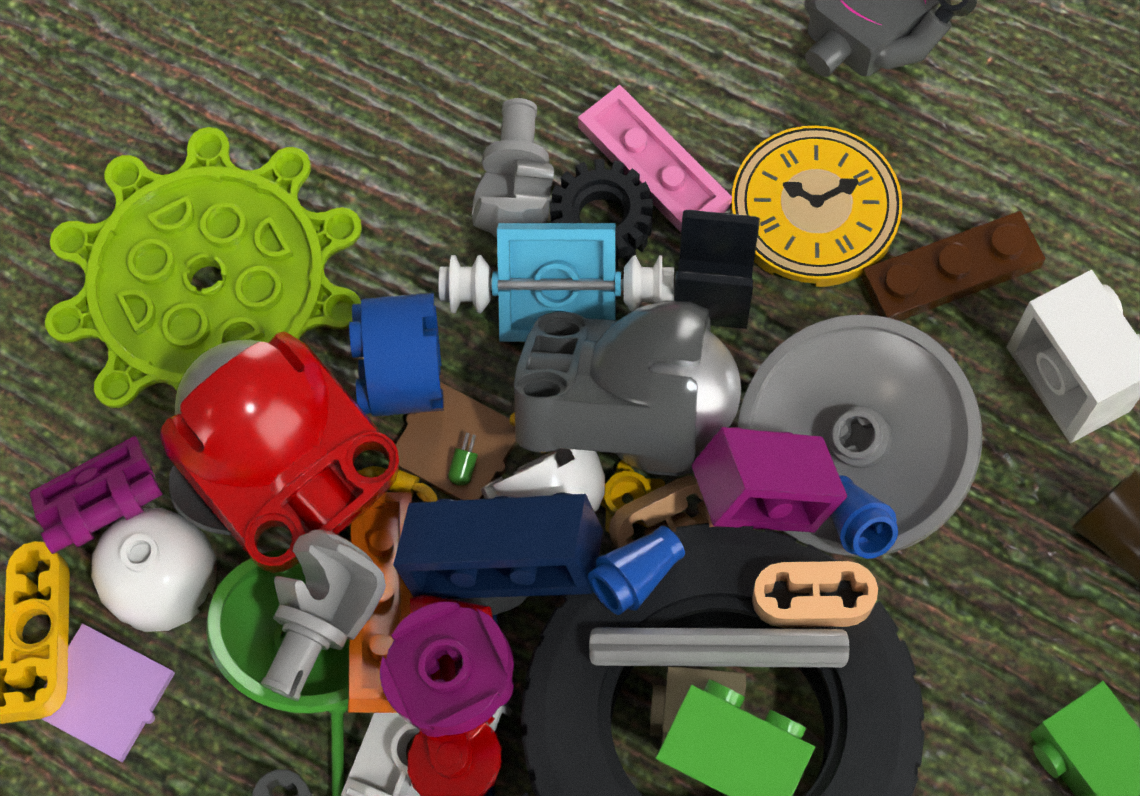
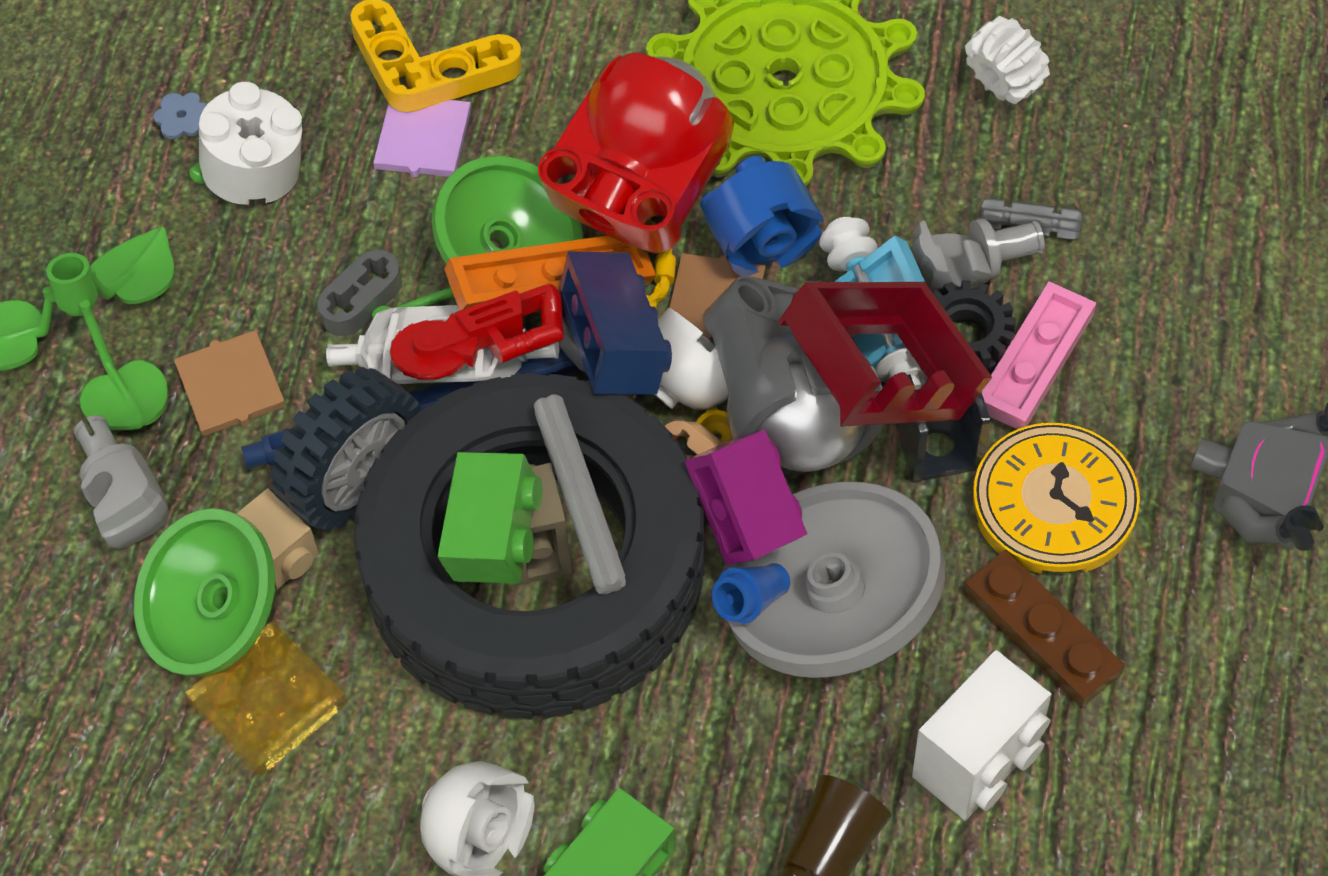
camera: 70 degrees right, 10 degrees down
(95, 495) = (559, 59): magenta plate -> none
(154, 570) = (524, 119): white cylinder -> none
(298, 54) = (1007, 59): none -> white gear
(324, 612) = (510, 221): light grey piece -> none
(463, 463) = (695, 304): bright green piece -> none
(481, 682) = (498, 331): magenta plate -> none
(485, 109) = (1065, 223): none -> dark grey axle
(634, 570) = (621, 410): blue cone -> none
(657, 236) = (829, 312): none -> dark red window
(814, 579) = (640, 554): light nougat beam -> none

